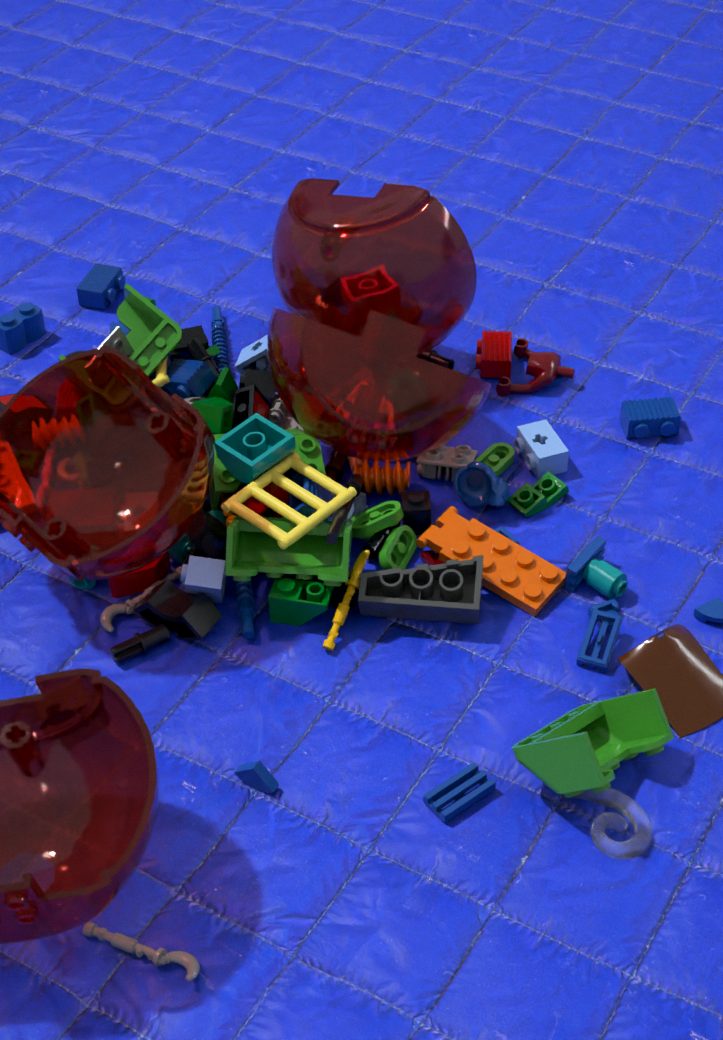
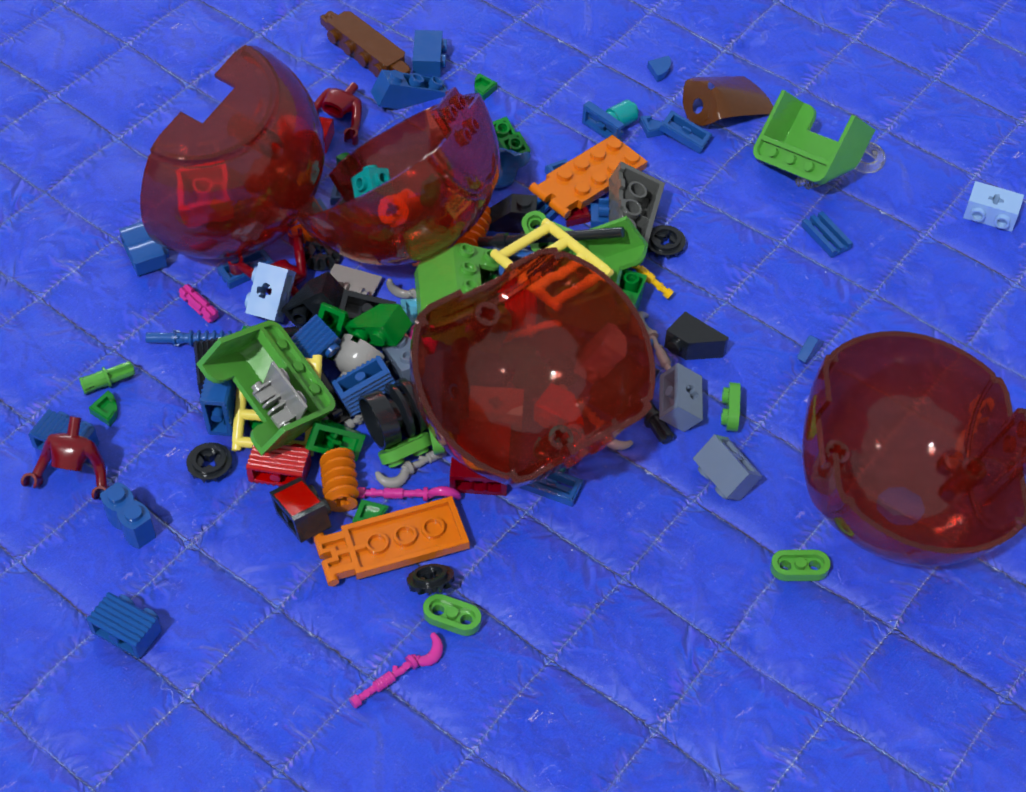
camera: 85 degrees left, 10 degrees up
(57, 588) = (551, 489): none -> blue tile
(67, 284) = (69, 453): none -> dark red piece
(144, 648) = (680, 397): none -> sand blue brick
(161, 704) = (731, 415): none -> bright green plate
(169, 296) = (106, 377): none -> bright green axle
(253, 447) = (487, 260): teal brick -> none
(256, 332) = (198, 303): none -> dark pink axle
(256, 664) = (695, 339): none -> black slope
(262, 634) = (660, 351): none -> light grey piece
(402, 628) = (660, 234): none -> black gear
(554, 984) = (993, 206): none -> light blue brick
(585, 411) = (402, 90): none -> blue slope
(619, 471) = (484, 86): none -> green tile
(639, 375) = (363, 43): none -> reddish brown hinge

